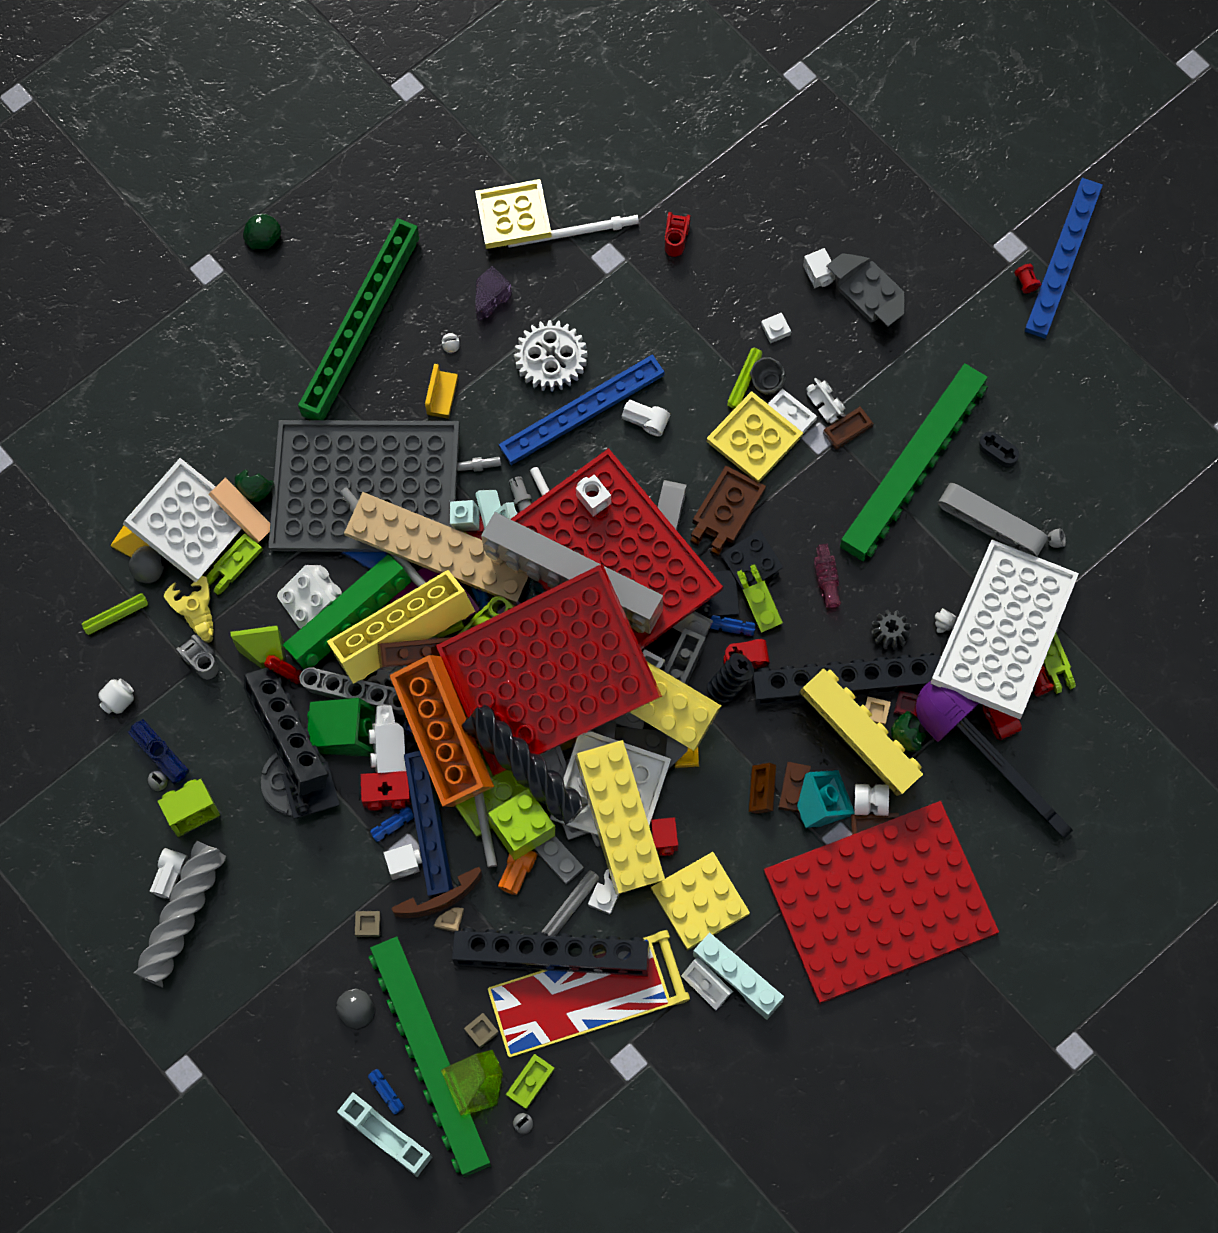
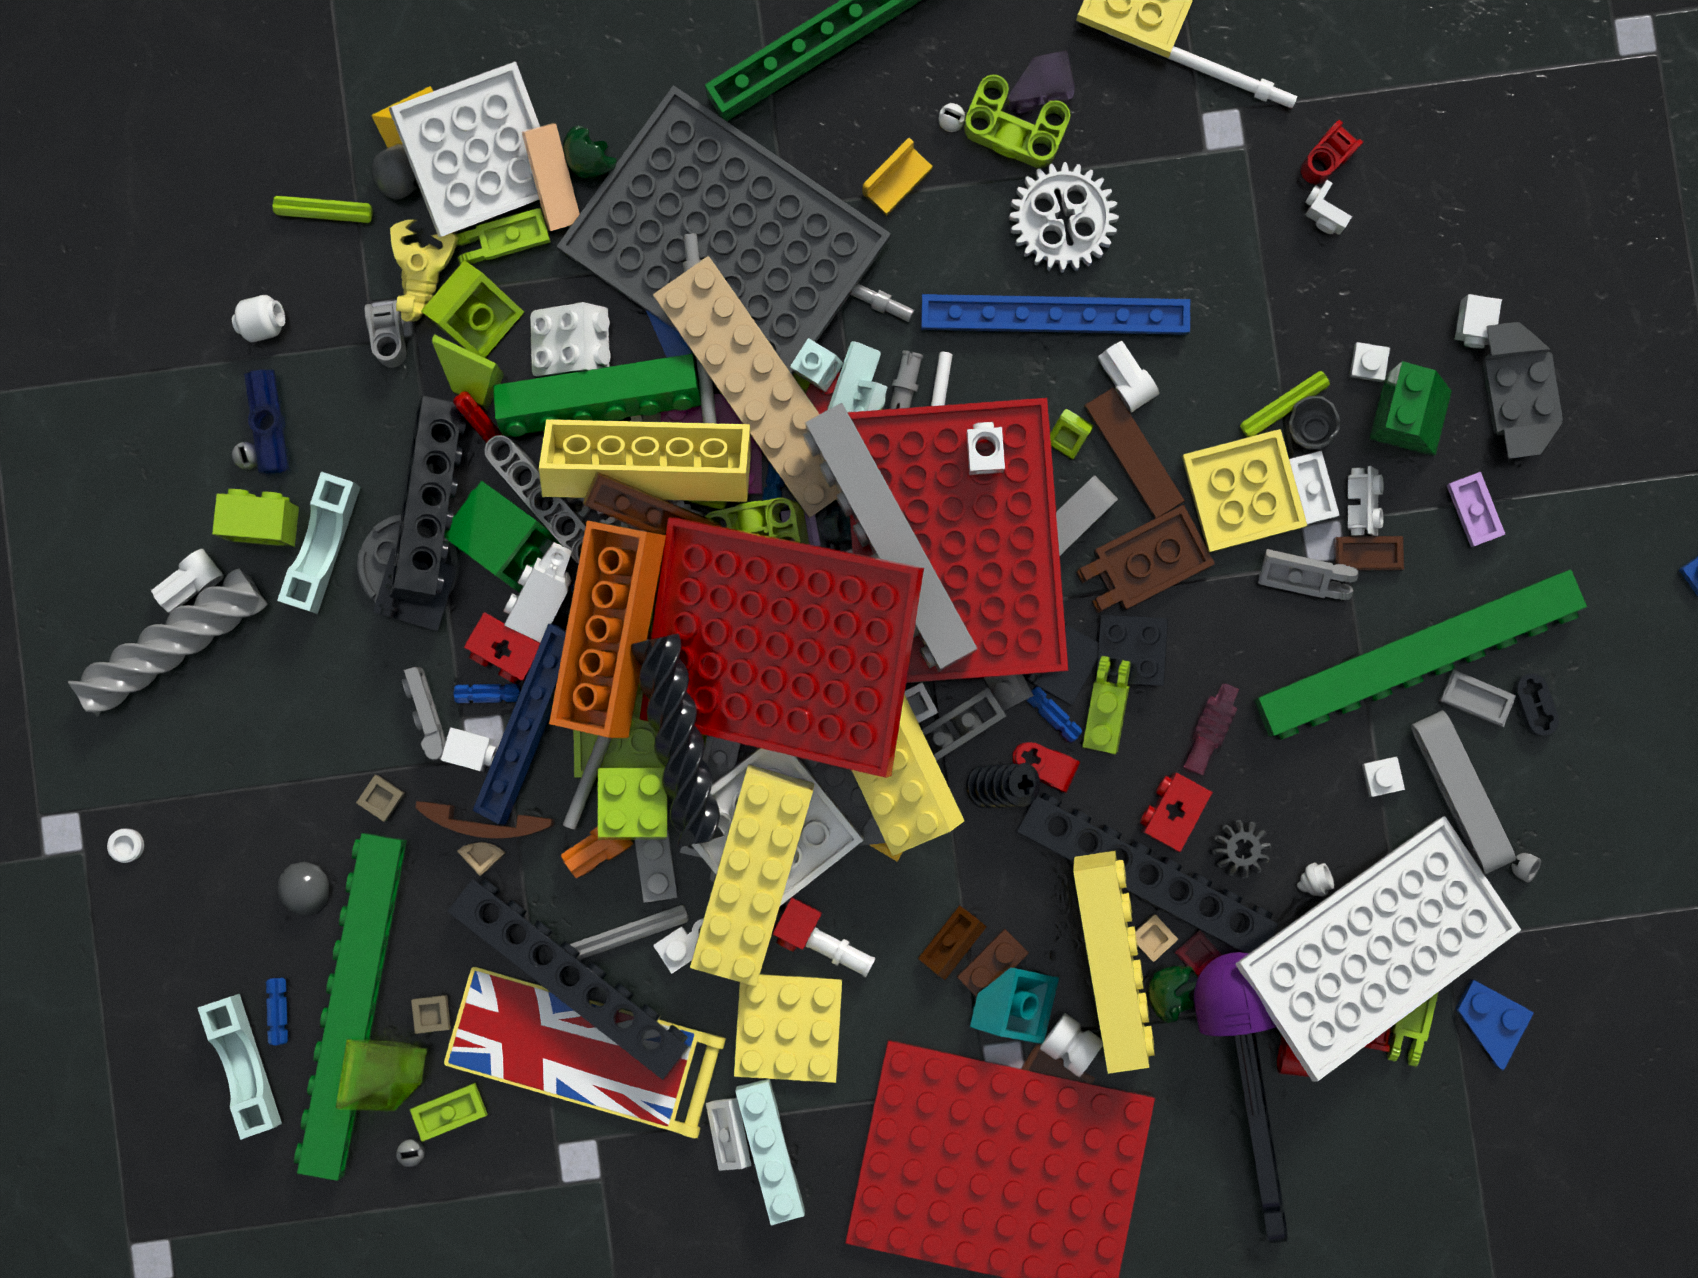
camera: 30 degrees right, 15 degrees up
(228, 1053) = (125, 845): none -> white tile
(236, 798) = (329, 518): none -> light aqua arch
(240, 609) = (472, 310): none -> lime slope
(364, 858) = (425, 716): none -> light grey hinge
(490, 330) = (1012, 135): none -> lime beam
(636, 467) = (1069, 433): none -> lime slope
(678, 456) = (1134, 453): none -> reddish brown tile
(695, 264) = (1327, 216): none -> white bracket
(701, 836) = (840, 952): none -> white pin
(815, 334) = (1411, 408): none -> green slope
(820, 460) = (1306, 575): none -> light grey hinge
(838, 620) = (1191, 800): none -> red brick
(890, 367) = (1475, 509): none -> lavender plate
(942, 541) = (1383, 776): none -> white plate
(964, 467) = (1477, 698): none -> light grey tile
(1100, 633) = (1493, 1020): none -> blue wing

